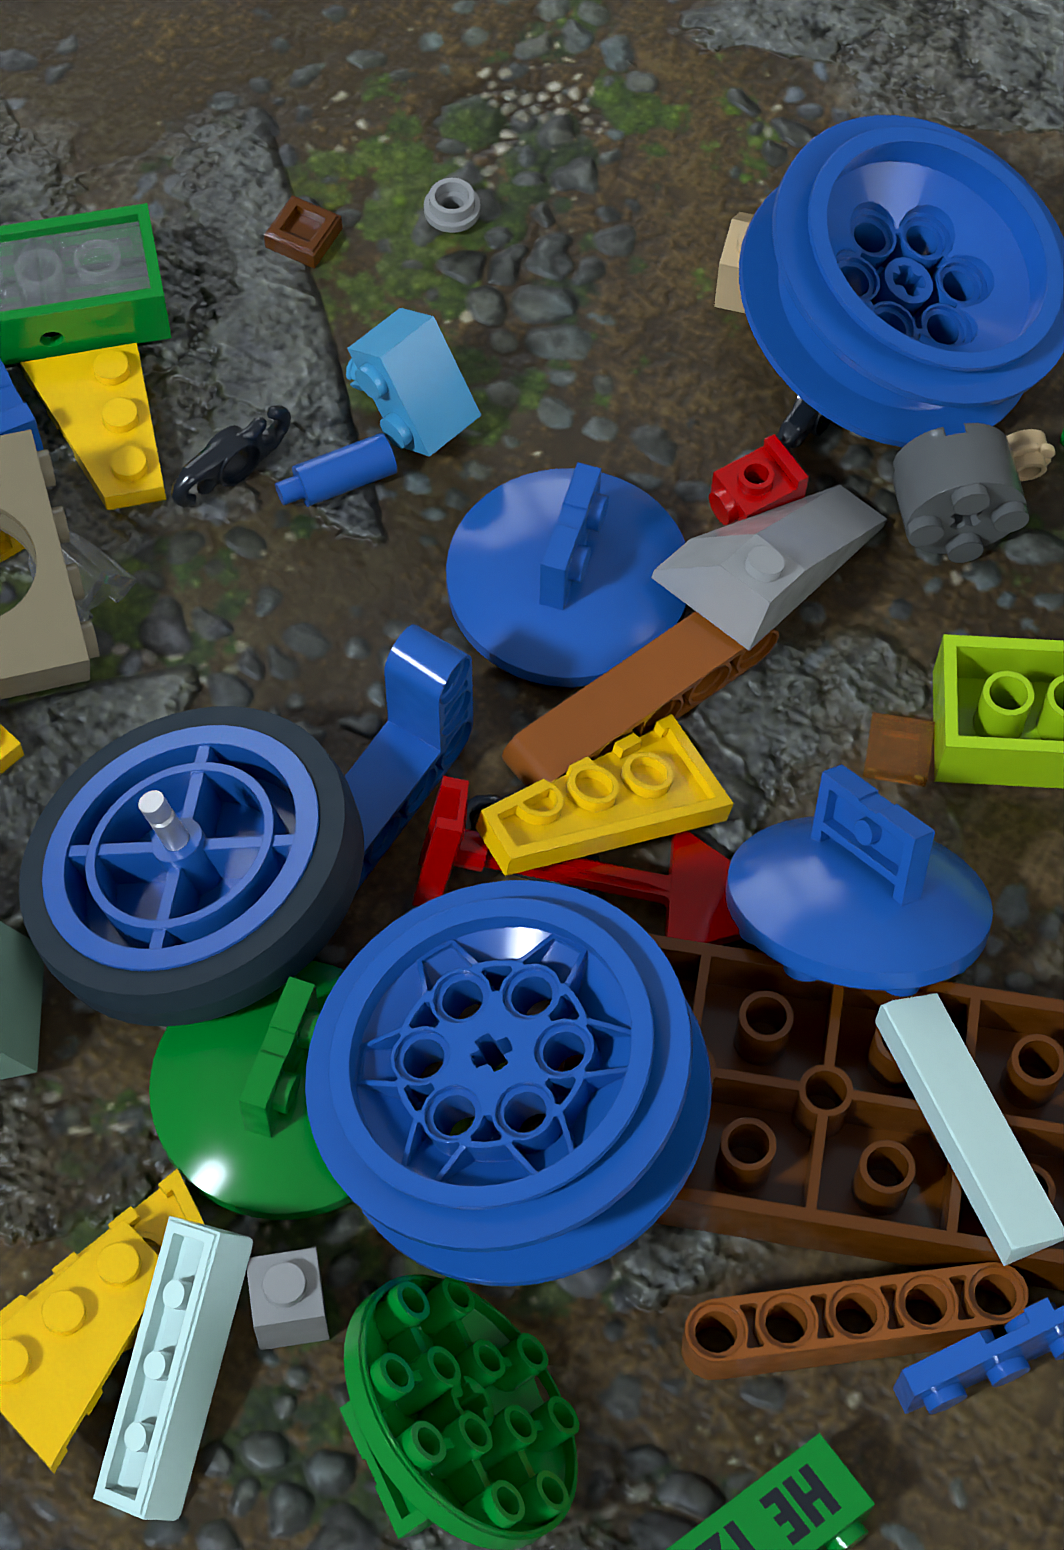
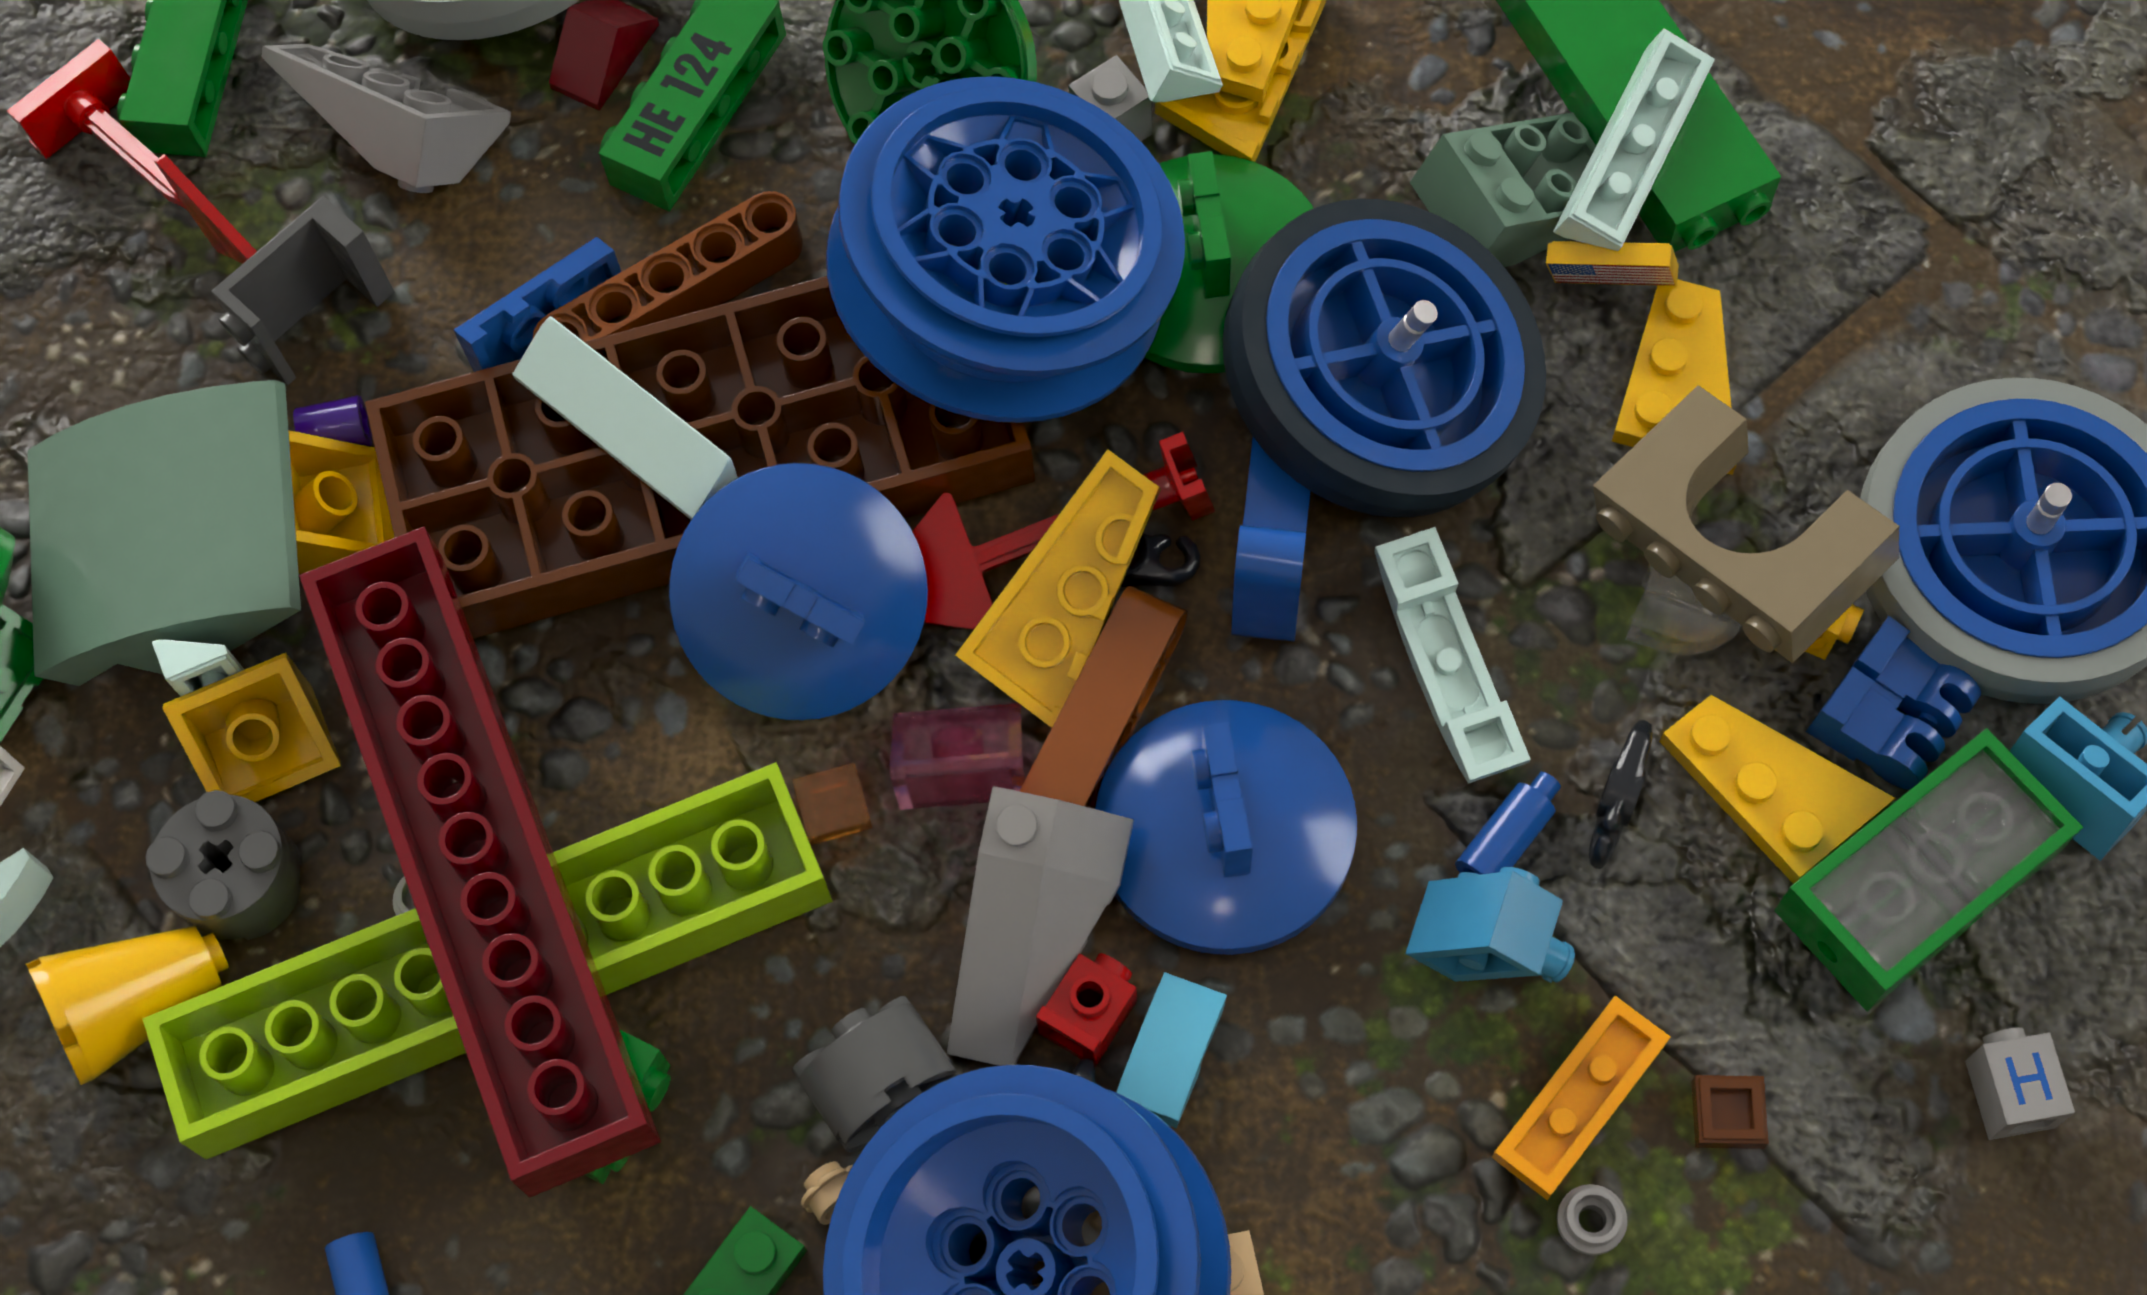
camera: 160 degrees right, 5 degrees up
(88, 147) = (2019, 1083): none -> light grey brick
(301, 612) = (1447, 658): none -> light aqua slope
(408, 276) = (1580, 1097): none -> light orange plate
(704, 436) = (1171, 1047): none -> medium azure slope
(770, 724) = (956, 755): none -> clear pink slope

